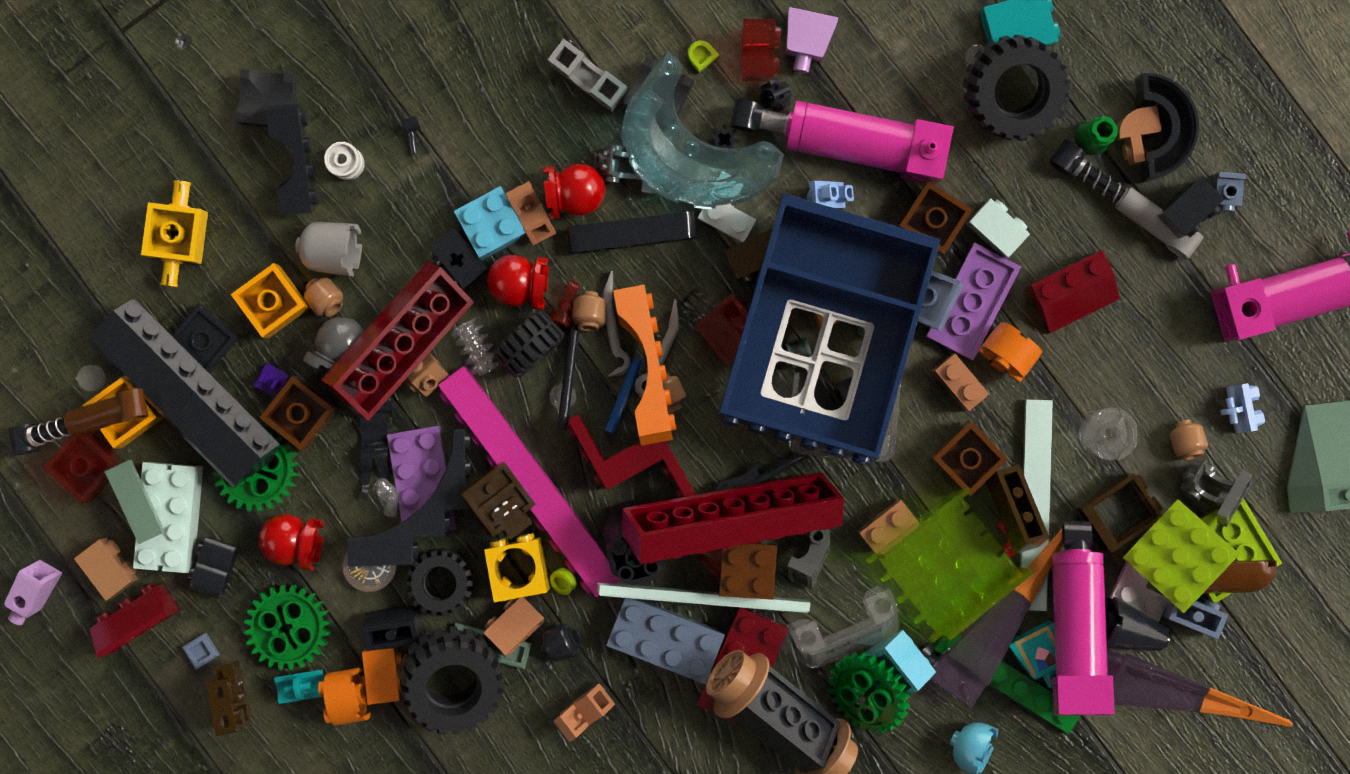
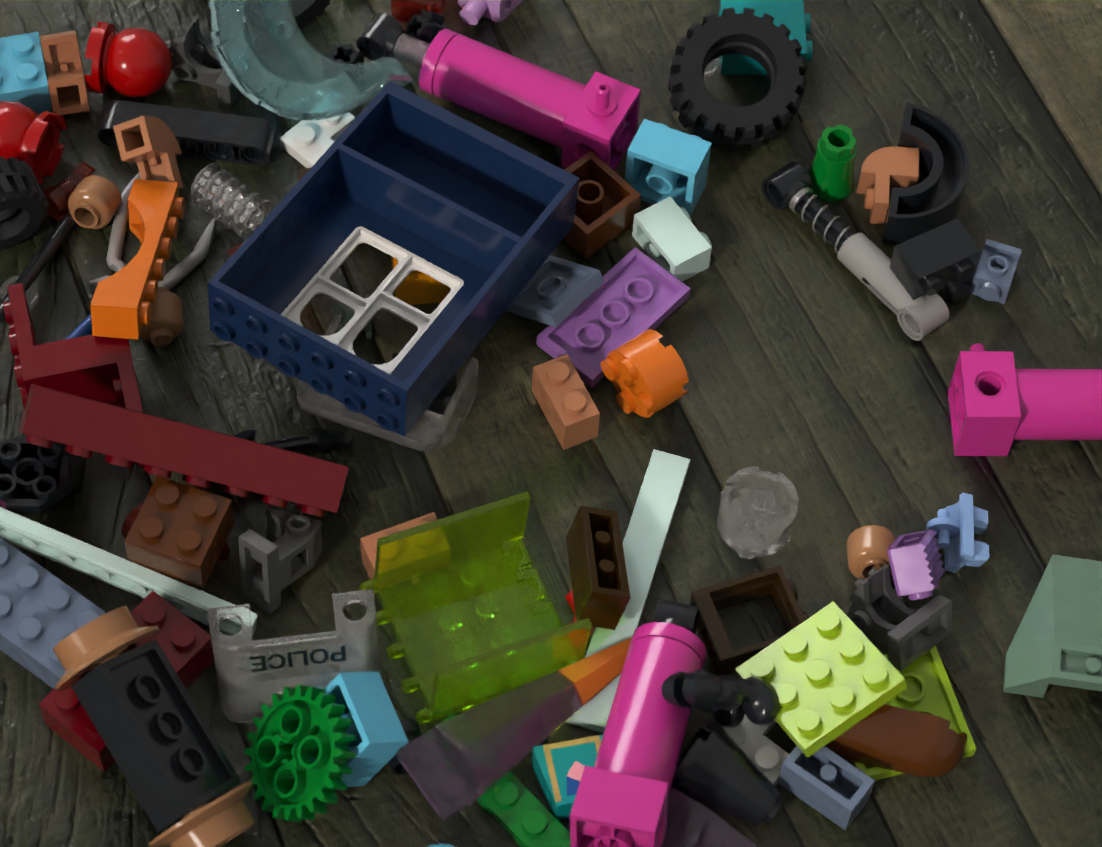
camera: 10 degrees right, 30 degrees down
(618, 266) = (151, 146): none -> nougat brick
(684, 285) = (228, 200): none -> clear piece
(968, 457) = (556, 488): reddish brown brick -> none
(983, 173) = (667, 164): none -> medium azure brick
(1074, 291) = (756, 335): dark red slope -> none
(1125, 592) = (723, 696): none -> black piece
(1222, 449) = (915, 564): none -> medium lavender brick

